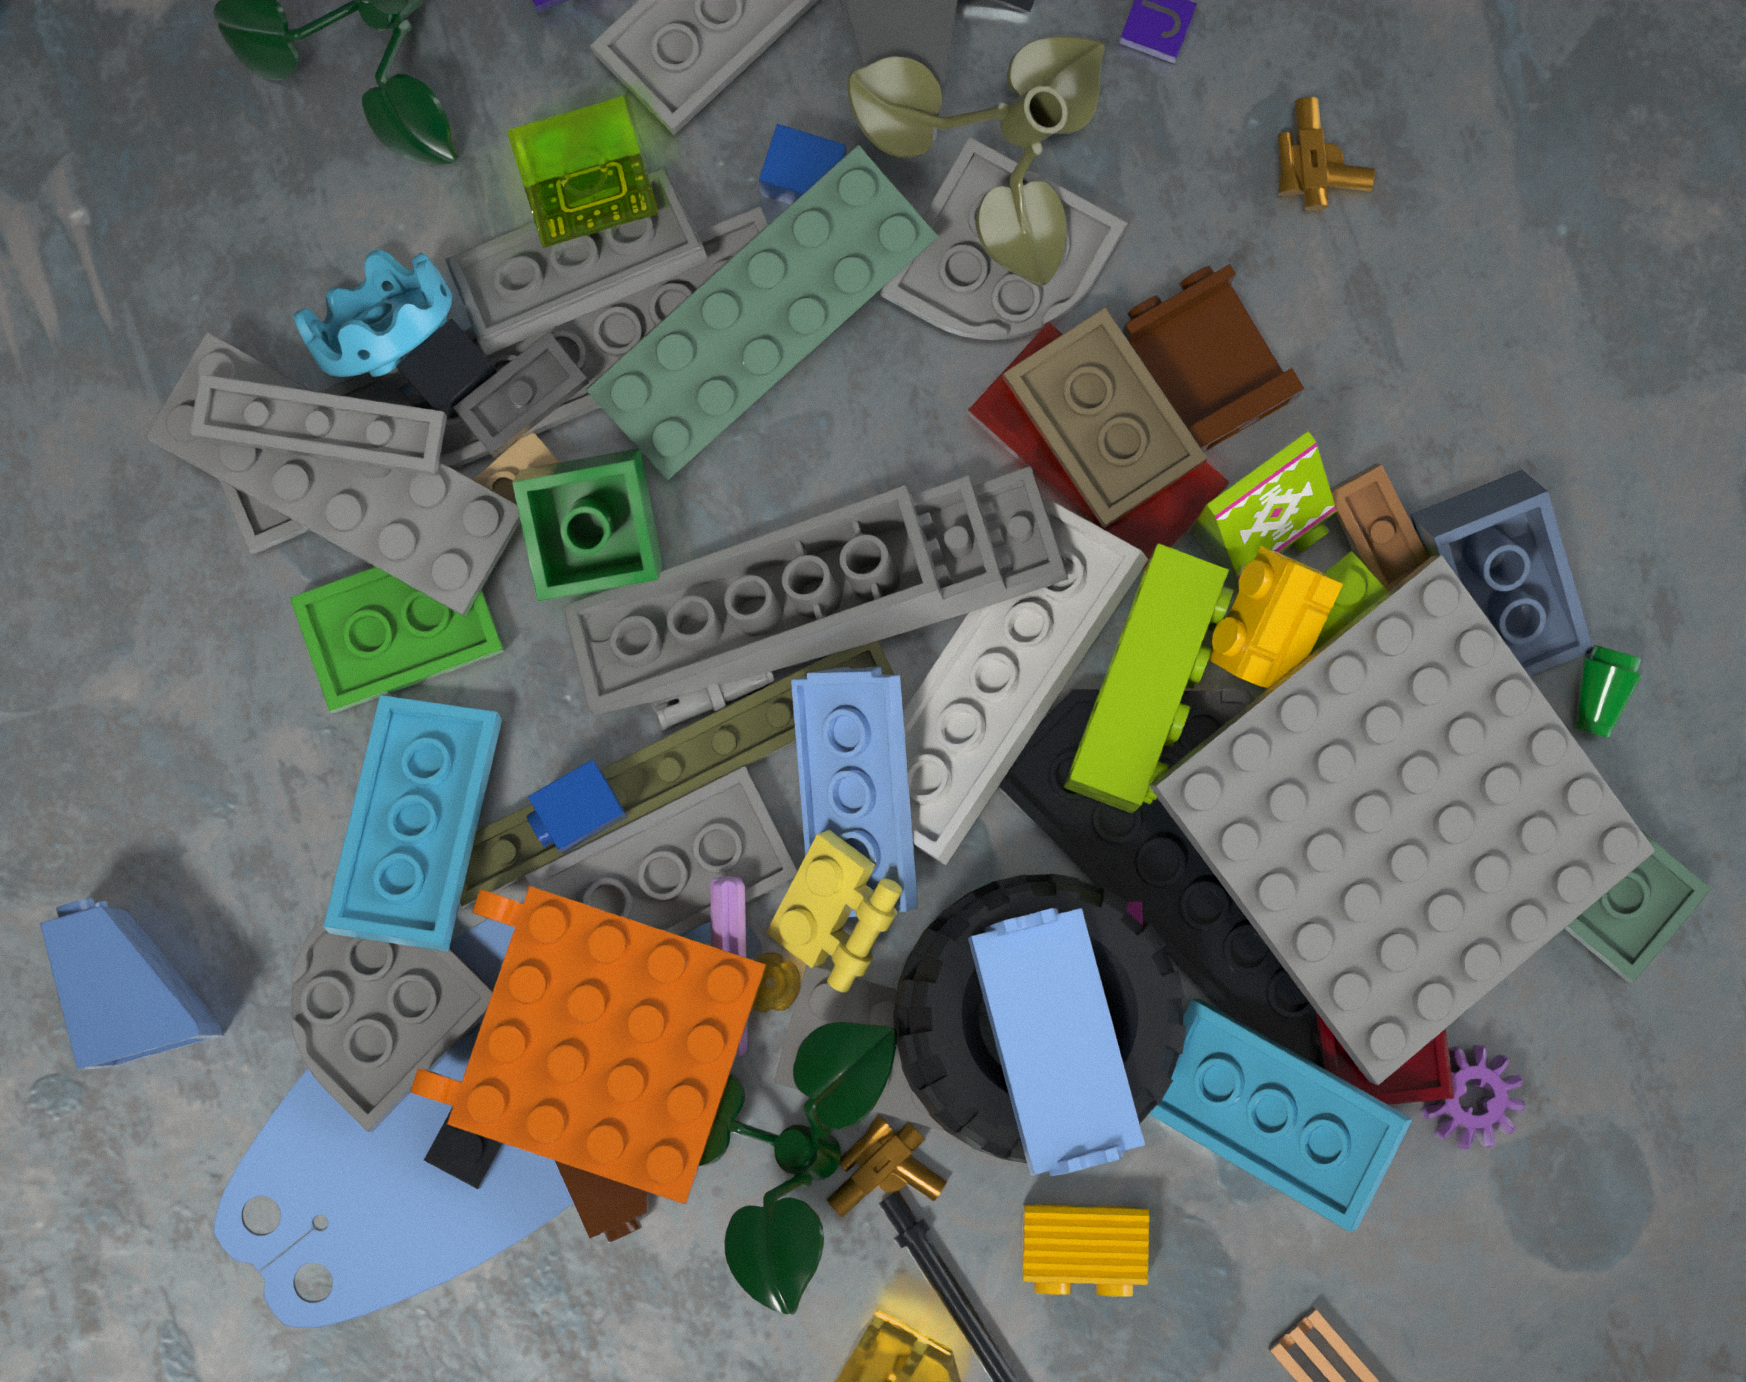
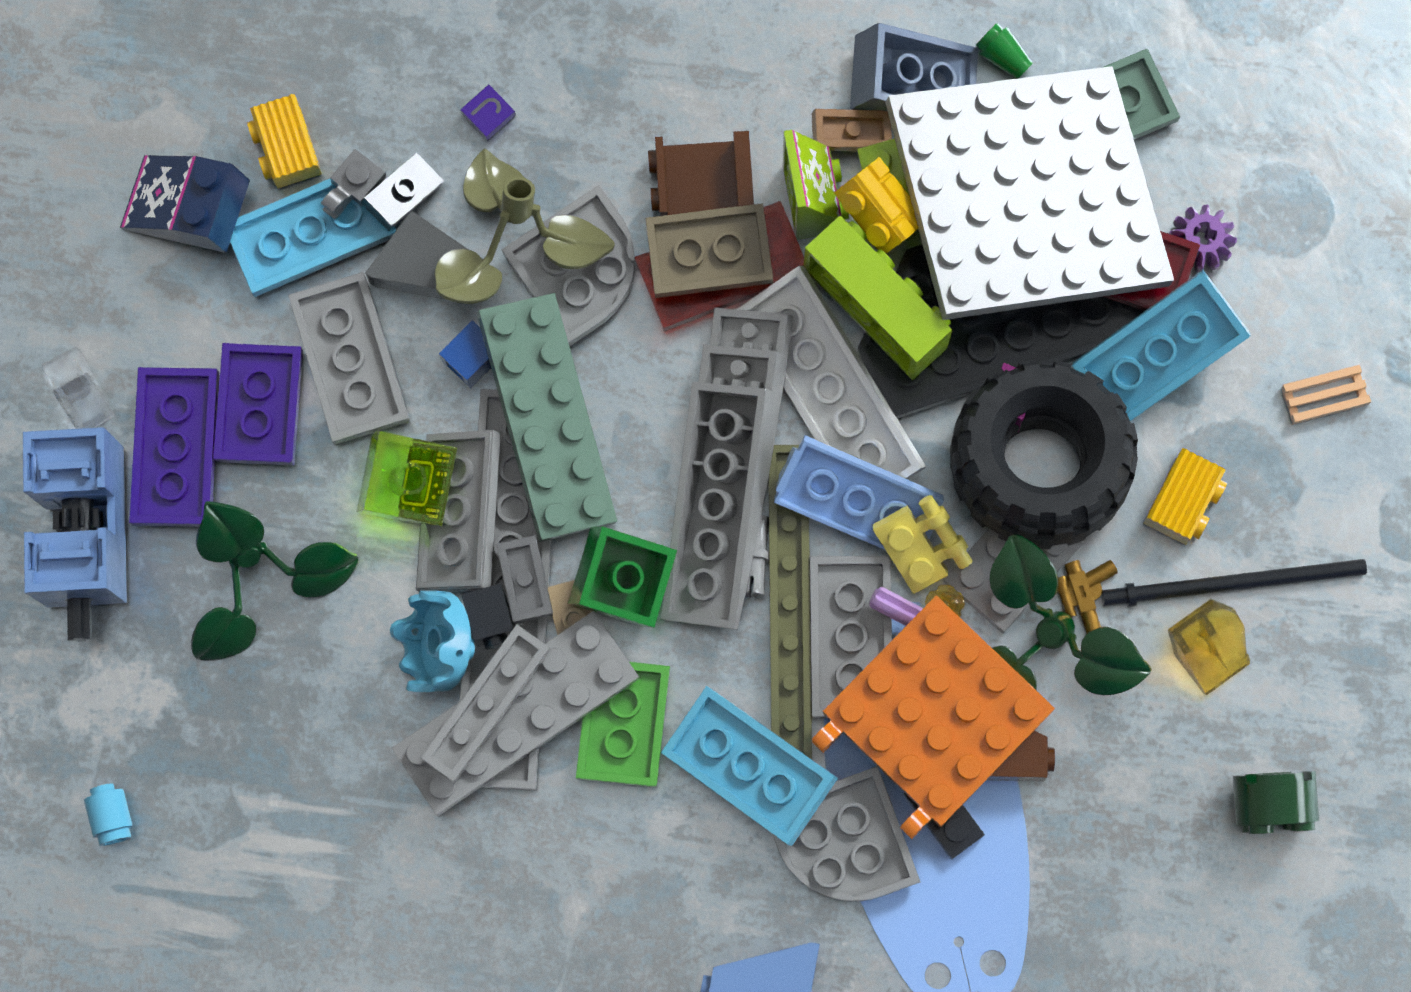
camera: 60 degrees left, 5 degrees down
(574, 808) = (788, 664): blue brick -> none
(1056, 1041) = (1065, 442): light blue brick -> none
(1313, 164) = (617, 64): pearl gold piece -> none

